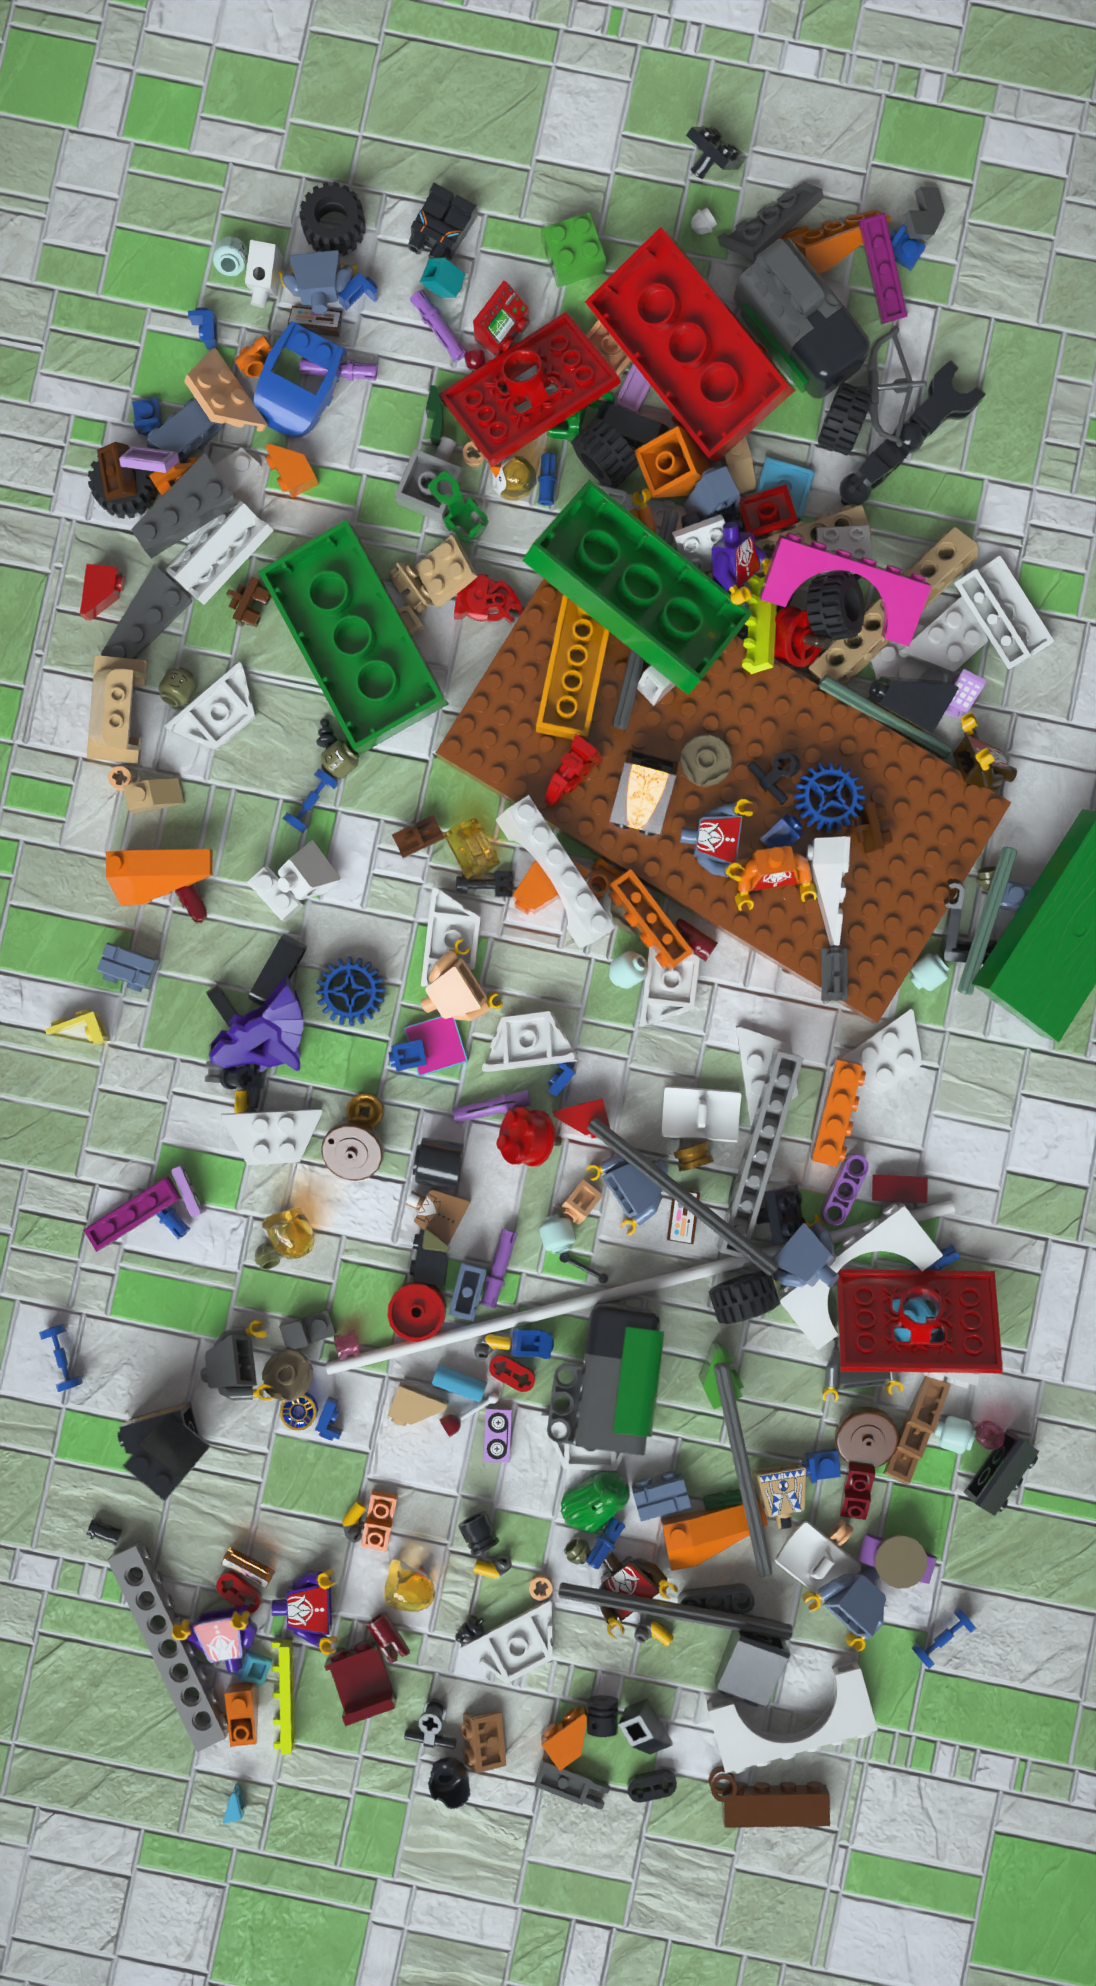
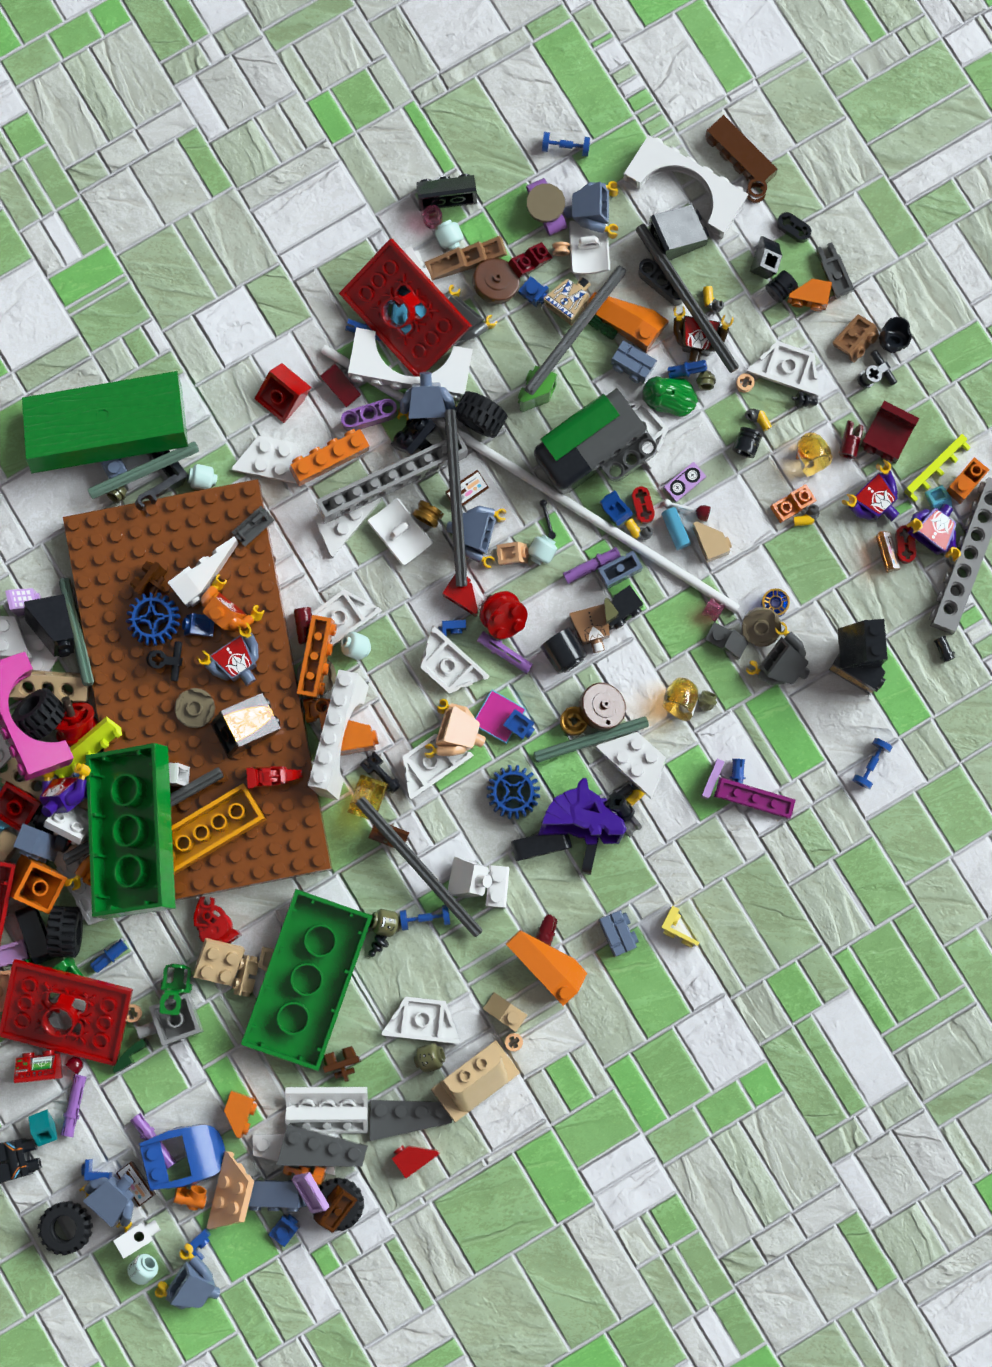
camera: 125 degrees left, 5 degrees down
(174, 286) = (191, 1285): none -> sand blue torso
(328, 1415) = (761, 584): blue bracket -> none
(333, 1110) = (591, 739): none -> sand green axle
(351, 835) = (419, 866): none -> dark grey axle
(402, 1316) = (661, 576): red wheel -> none
(513, 478) = (126, 973): clear yellow piece -> none
(944, 1126) = (282, 392): none -> red slope
(979, 761) = (54, 556): dark brown torso -> none

